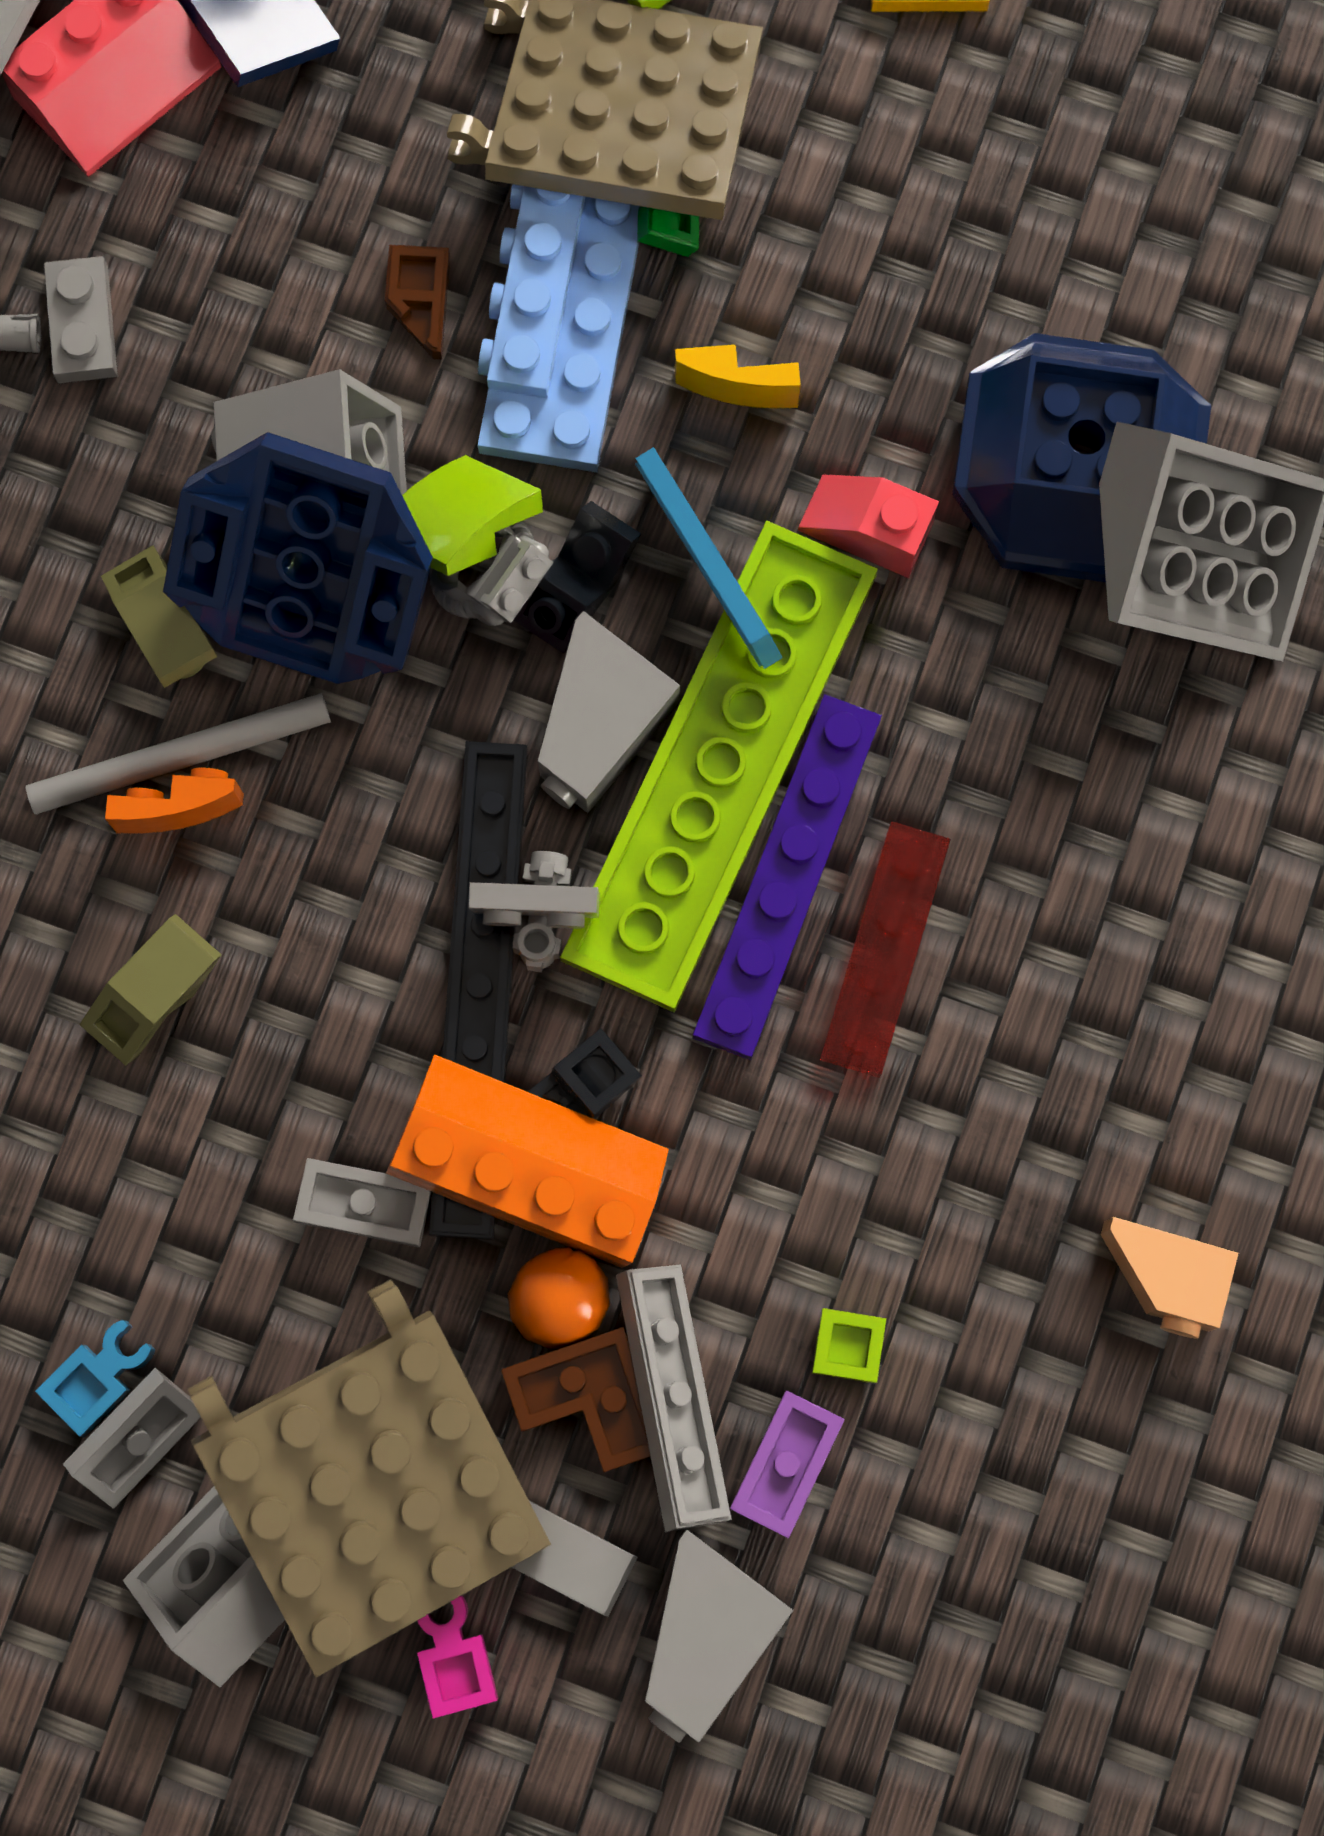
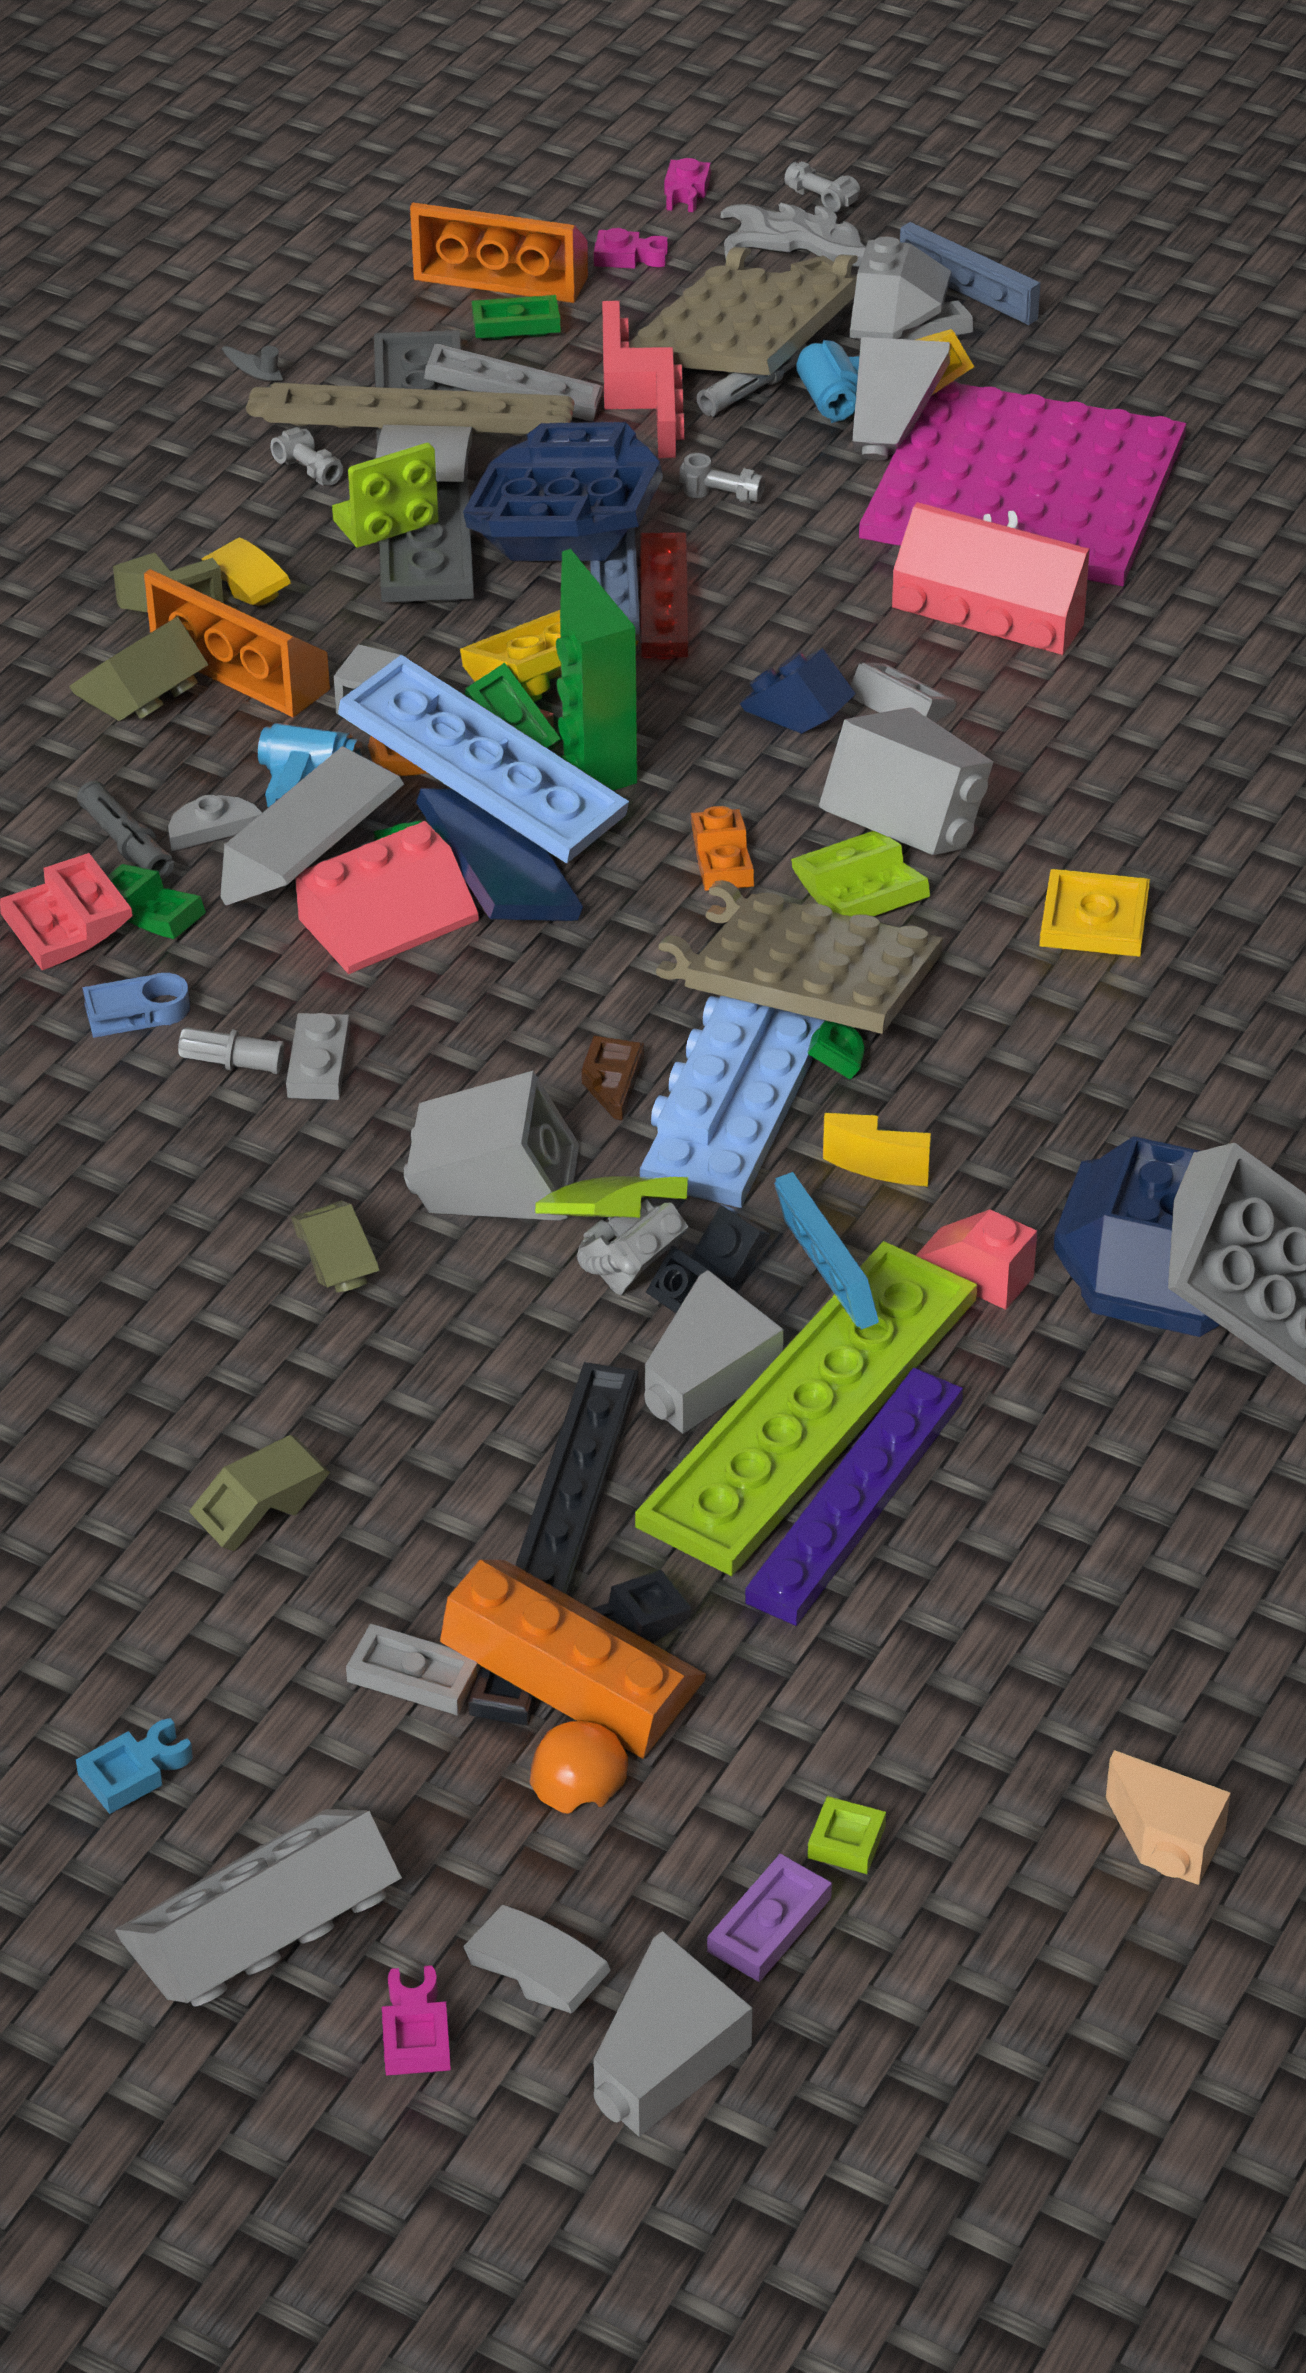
camera: 10 degrees right, 35 degrees down
(133, 1438) = (156, 1810): light grey plate -> none
(177, 753) = (327, 1342): light grey piece -> none
(192, 801) = (329, 1371): orange slope -> none
(300, 560) = (417, 1198): dark blue piece -> none
(369, 1488) = (370, 1835): dark tan plate -> none
(508, 902) = (620, 1453): light grey plate -> none
(536, 941) = (615, 1500): light grey bar -> none
(588, 1378) = (594, 1826): reddish brown plate -> none
(673, 1397) = (671, 1845): light grey tile -> none
(885, 949) = (935, 1557): clear red plate -> none

